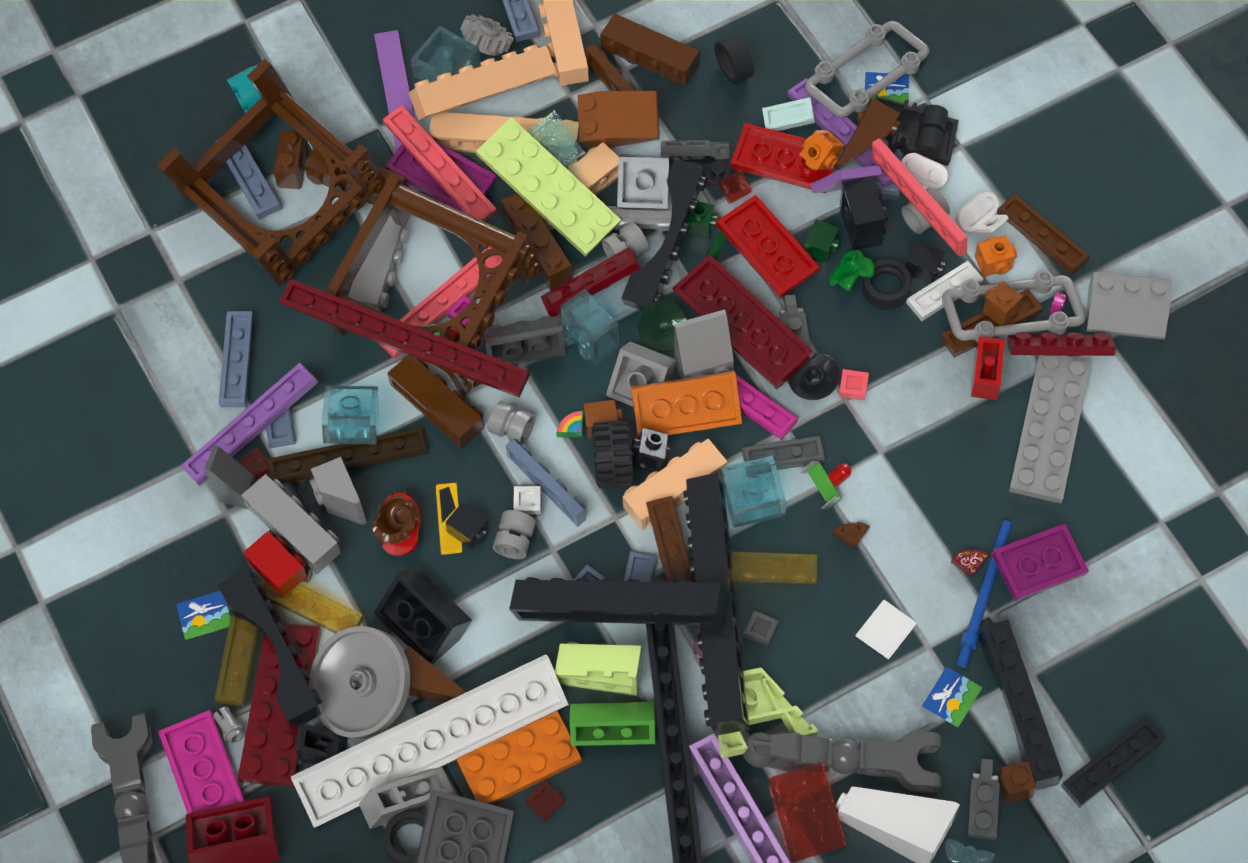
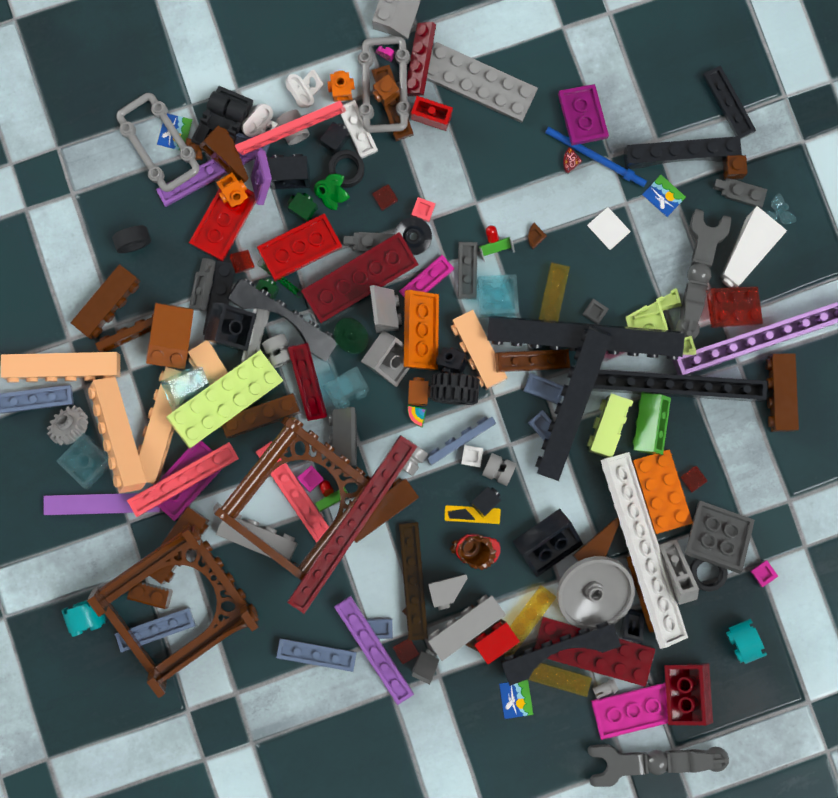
camera: 85 degrees left, 20 degrees up
(350, 415) = (385, 573): clear light blue brick -> none
(789, 115) = (187, 209): light aqua tile -> none
(860, 338) = (385, 197): none -> clear red tile
(1043, 234) = (325, 49): reddish brown tile -> none

